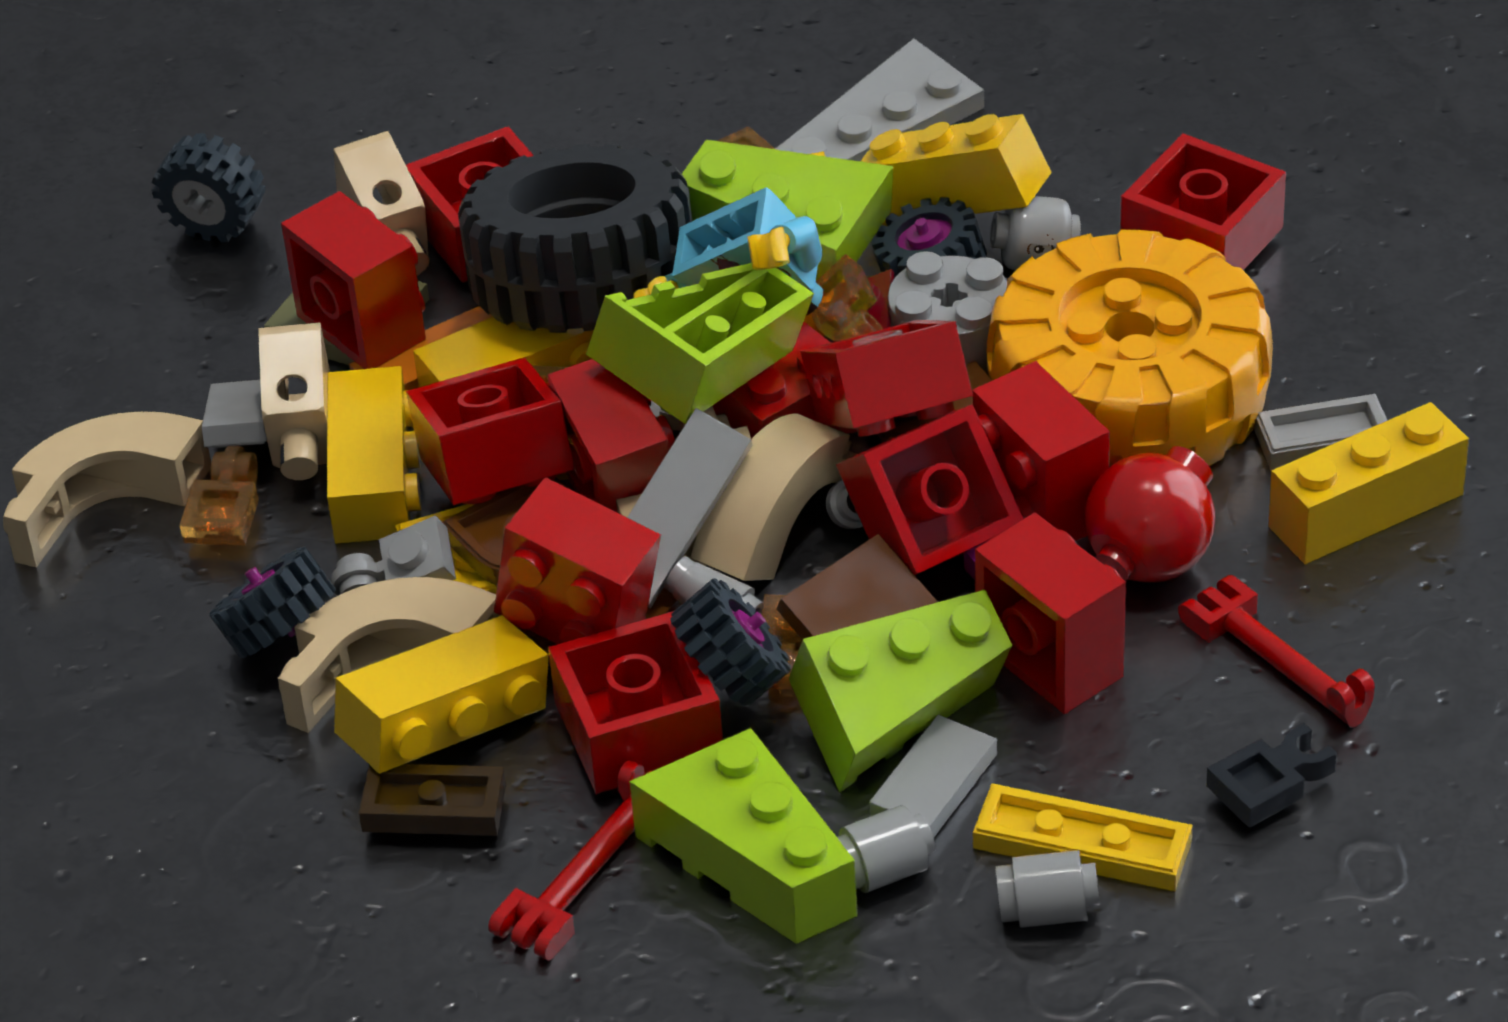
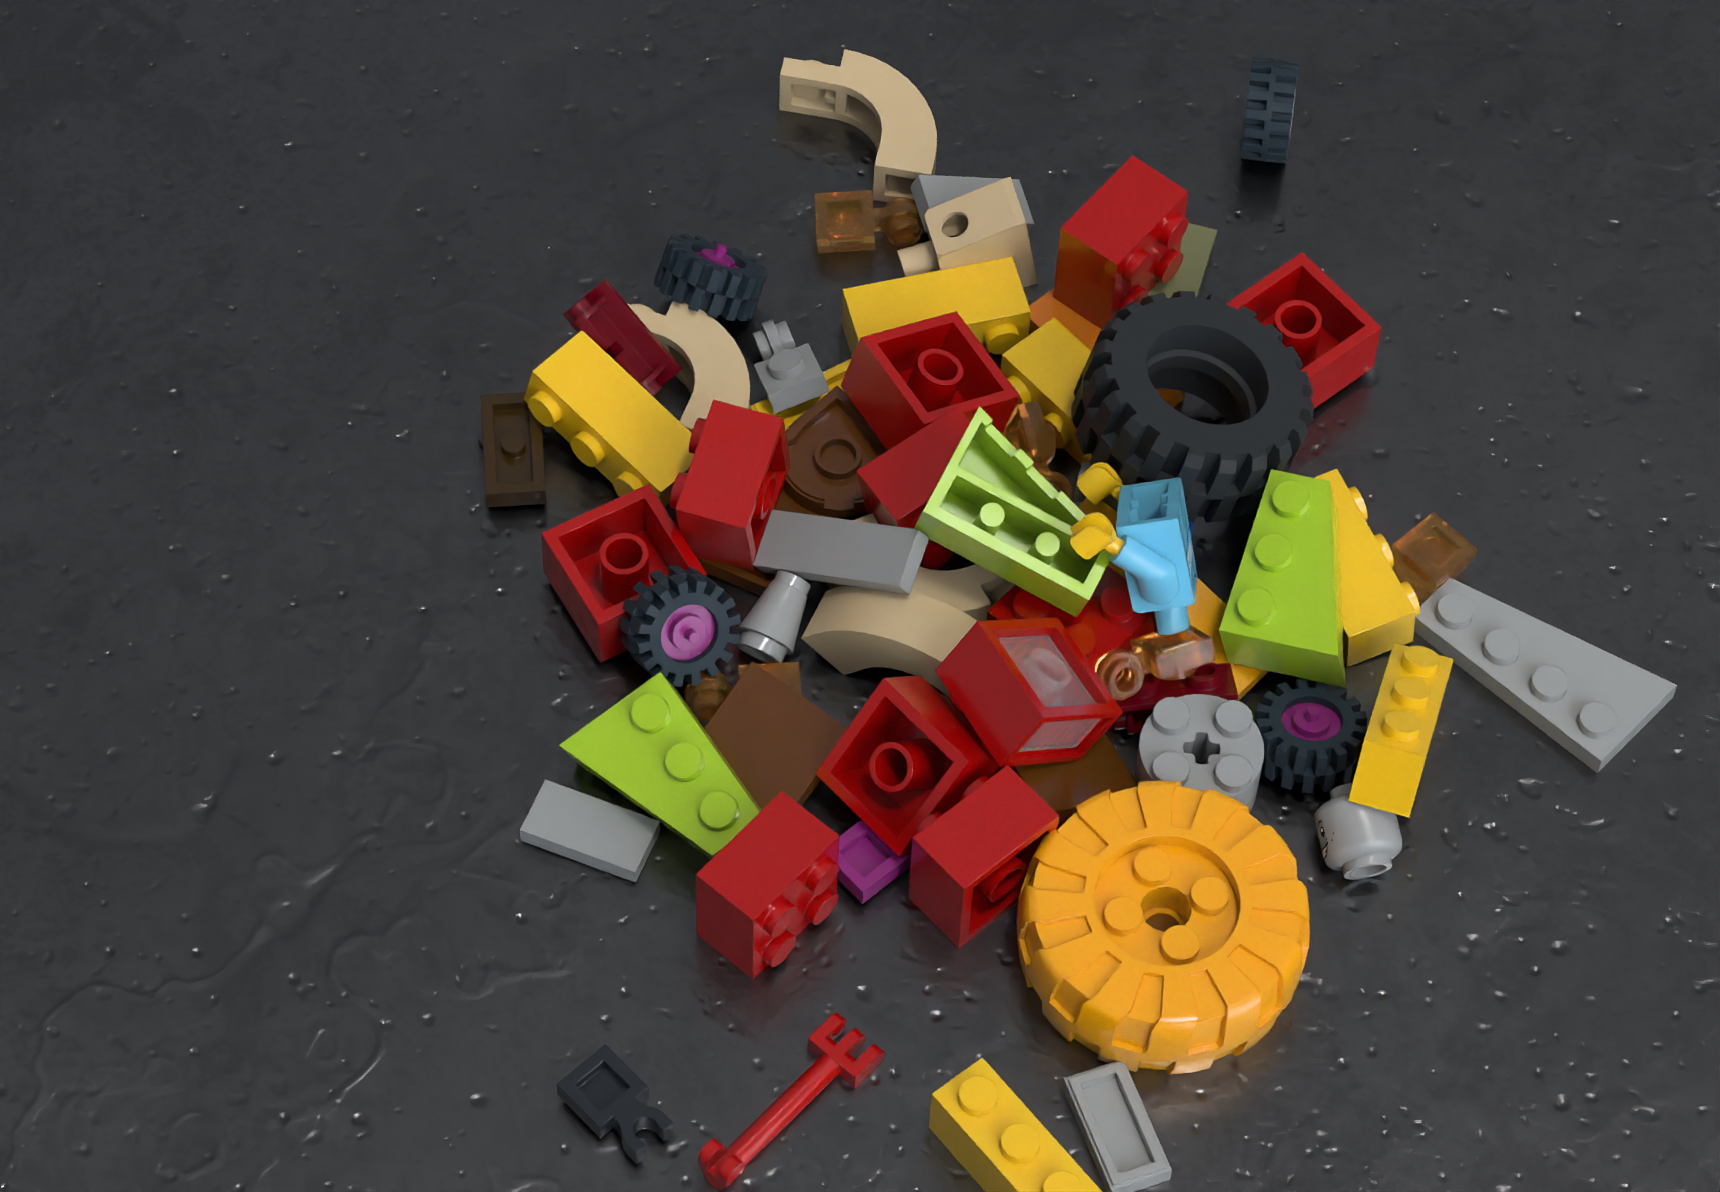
camera: 75 degrees right, 15 degrees up
(311, 669) = (623, 336): none -> dark red hinge
(378, 164) = (1261, 243): tan torso -> none
(544, 917) = (397, 551): red hinge -> none
(750, 831) = (484, 690): lime wedge -> none
(888, 847) = (482, 793): light grey brick -> none
(1046, 889) = (451, 929): light grey brick -> none
(1117, 841) = (533, 960): yellow tile -> none
(1152, 515) = (918, 962): red brick -> none
(1208, 198) = (1406, 977): red brick -> none

